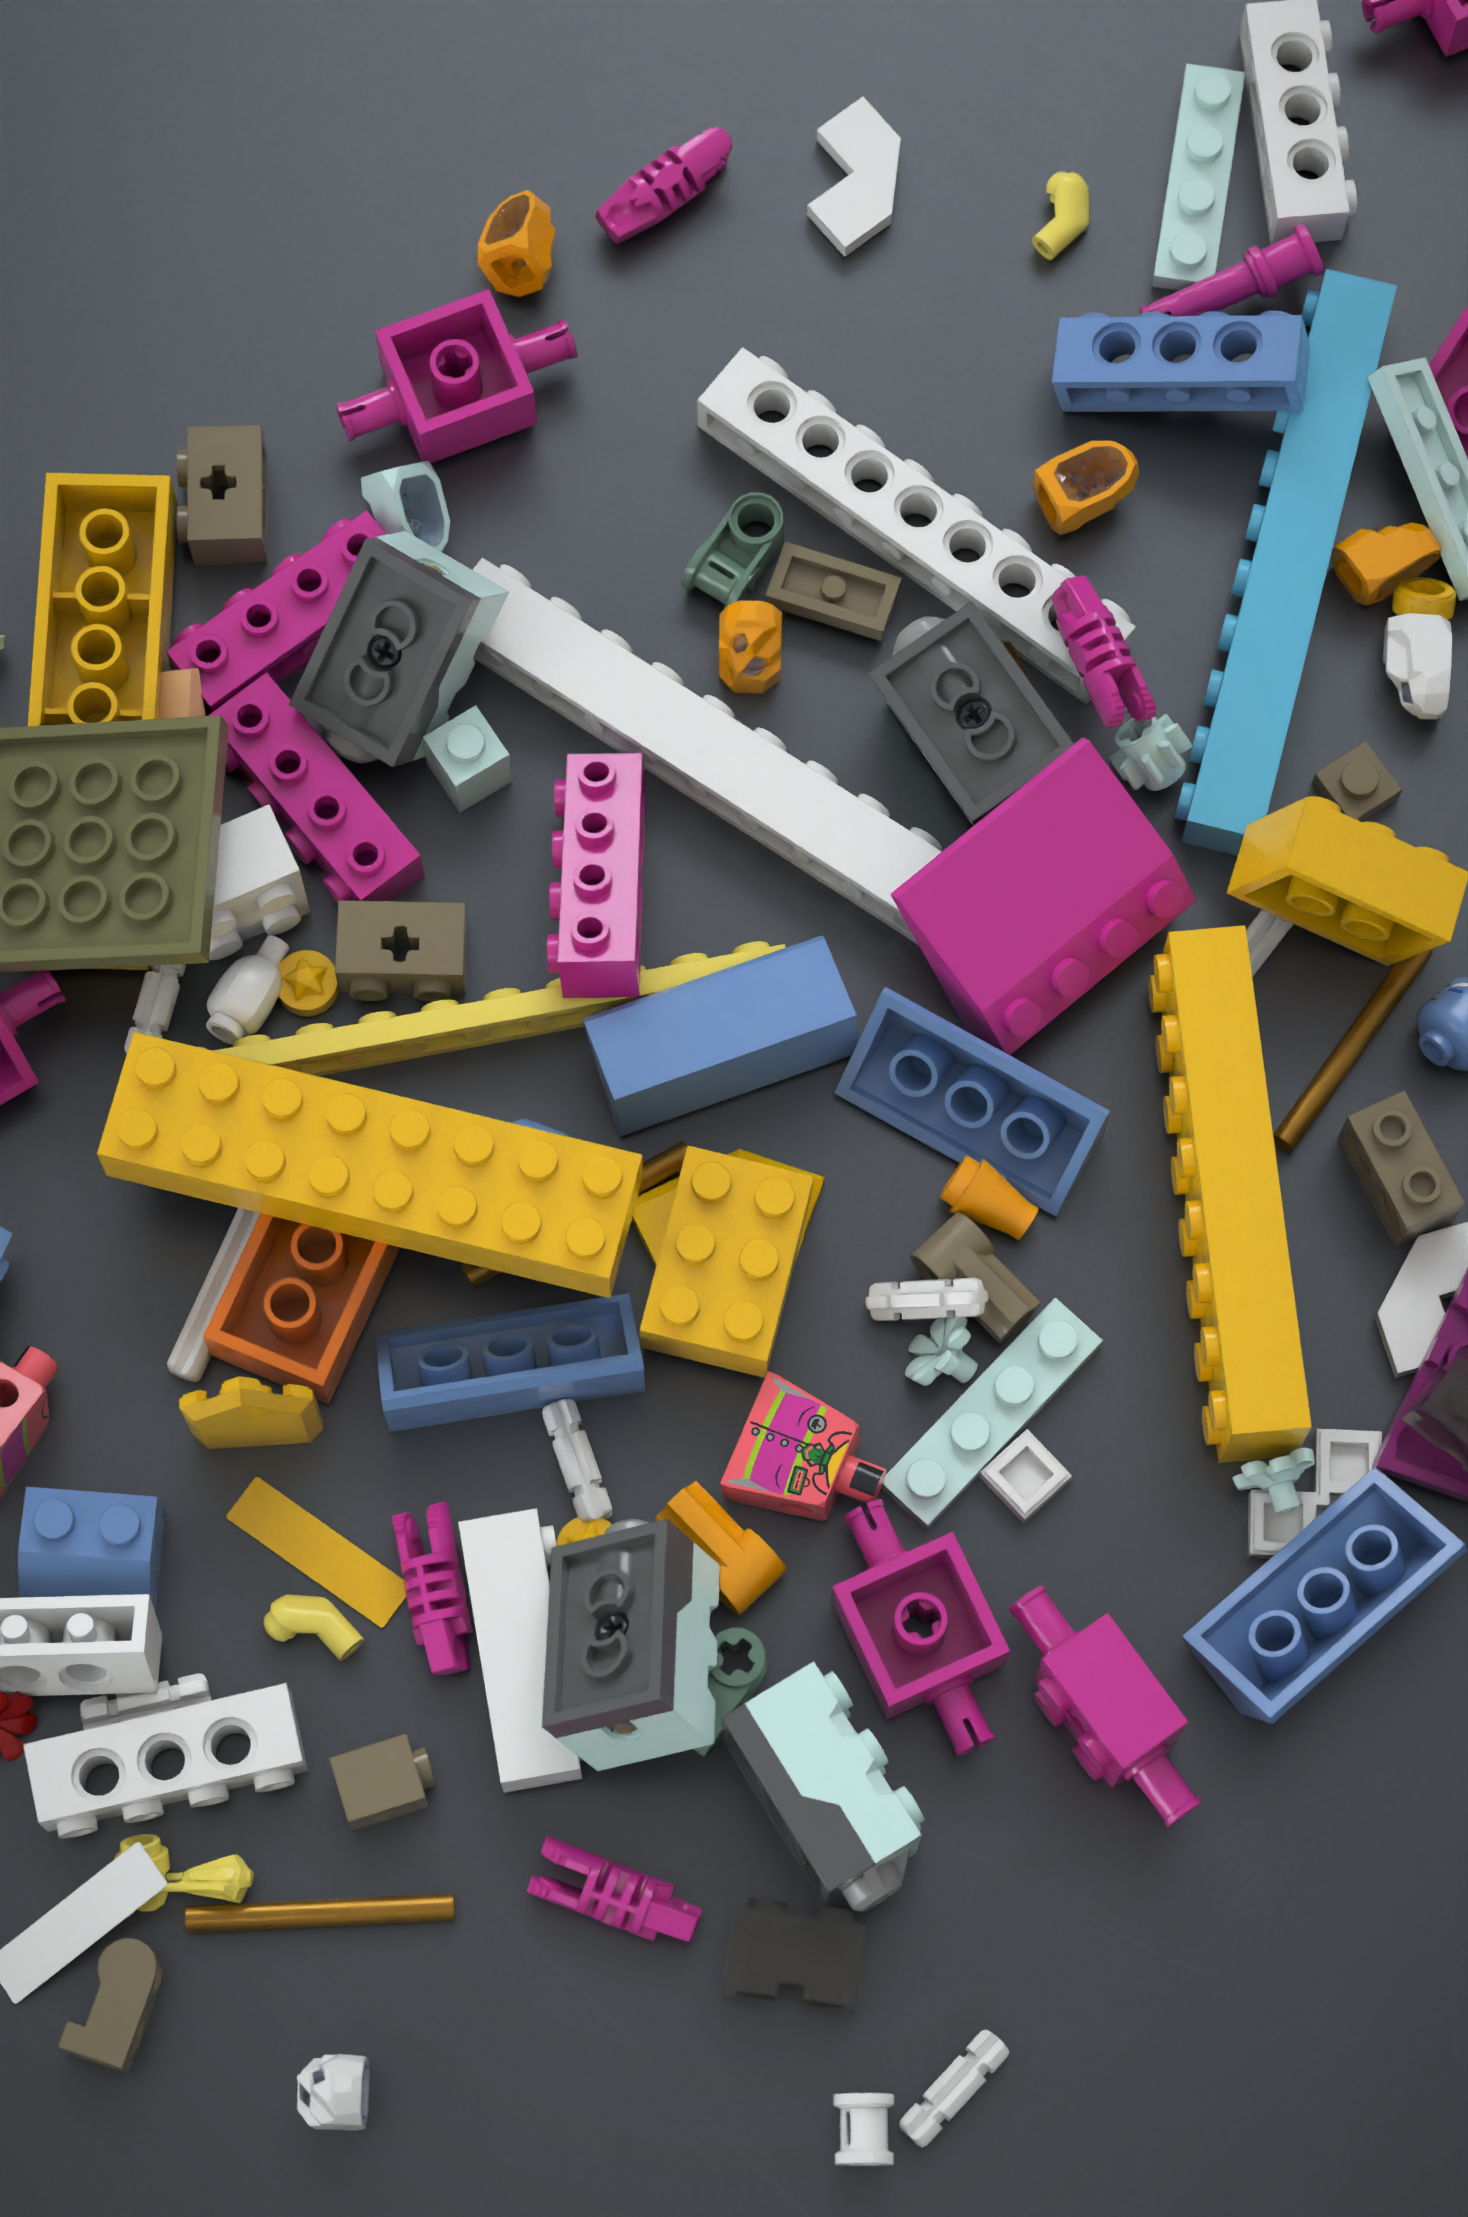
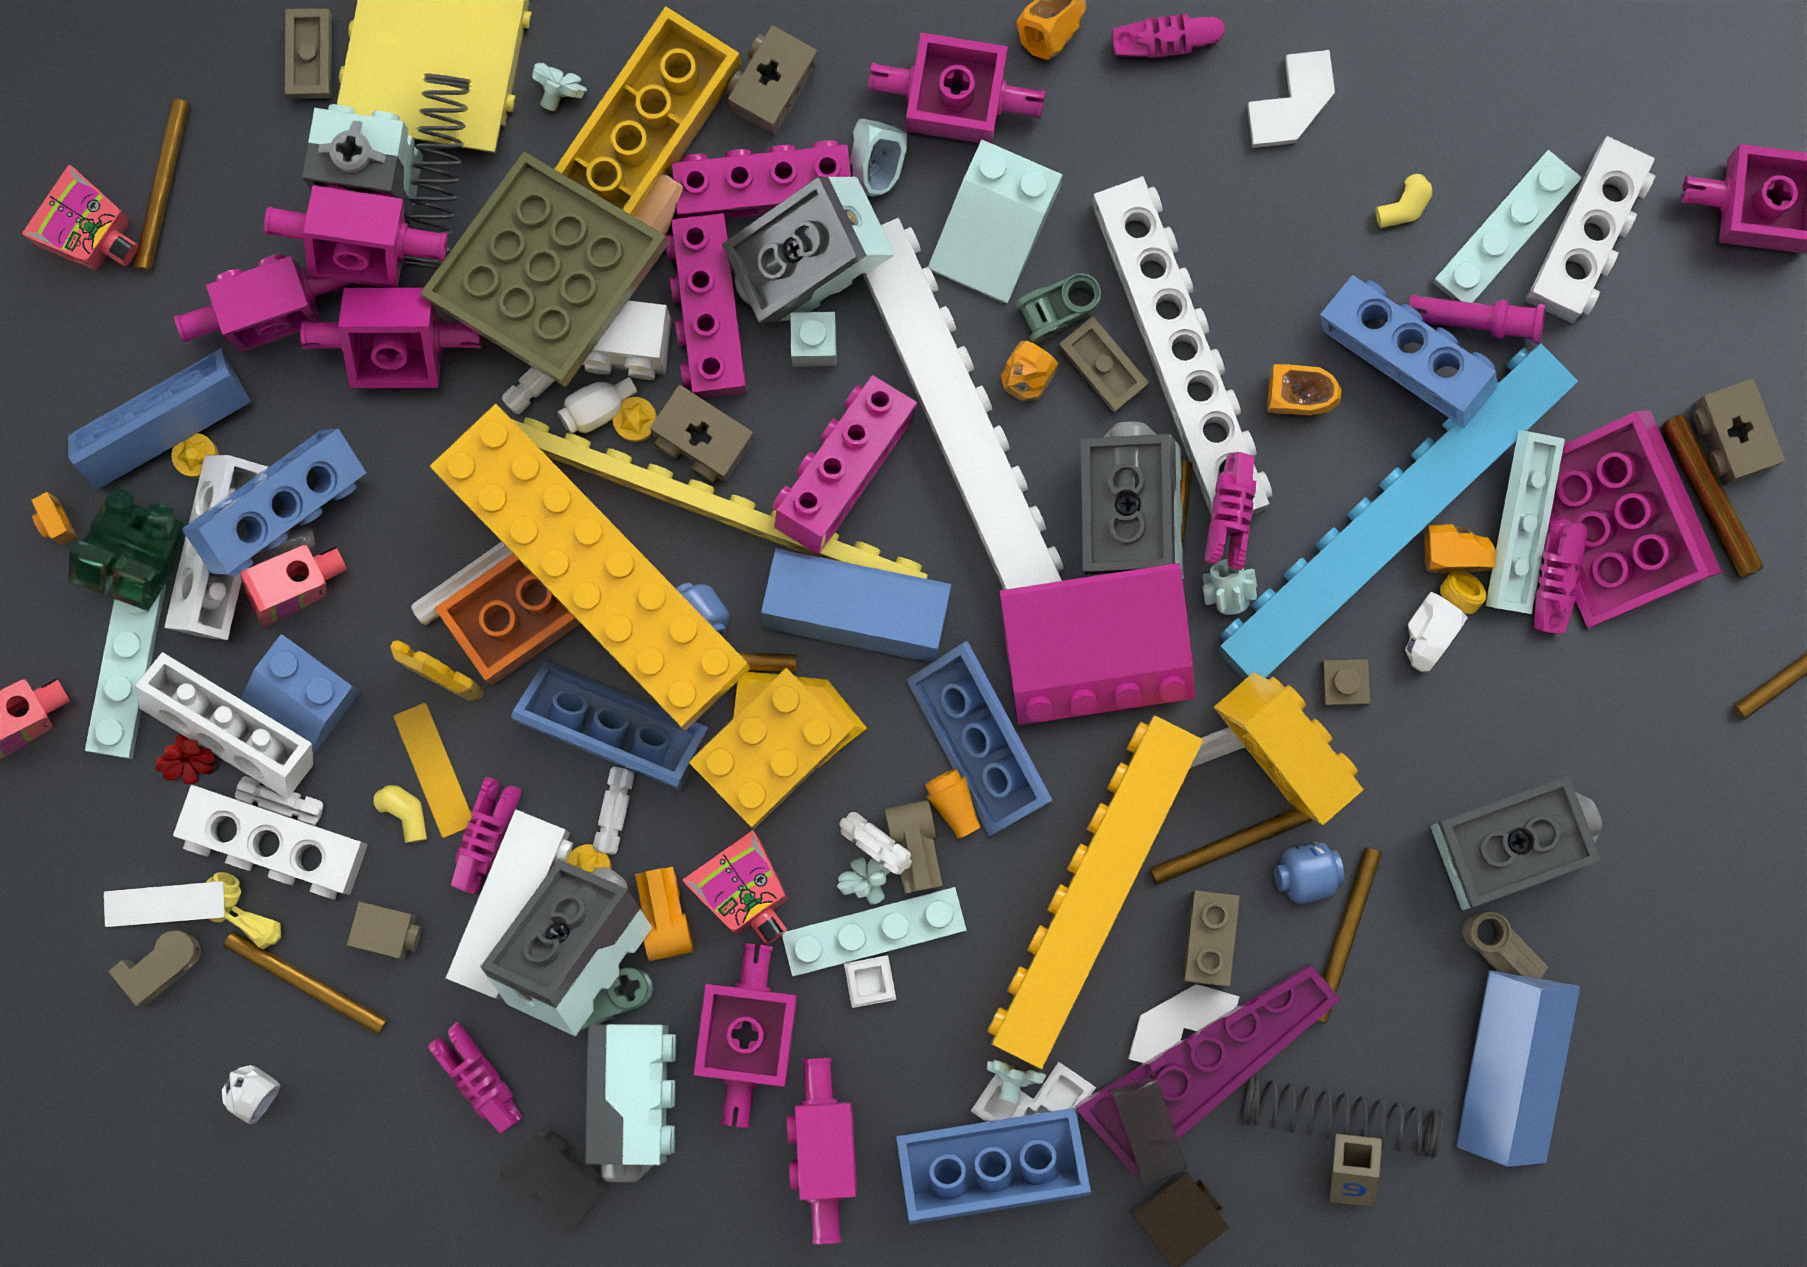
camera: 35 degrees right, 10 degrees up
(598, 502) = (995, 221): none -> light aqua slope

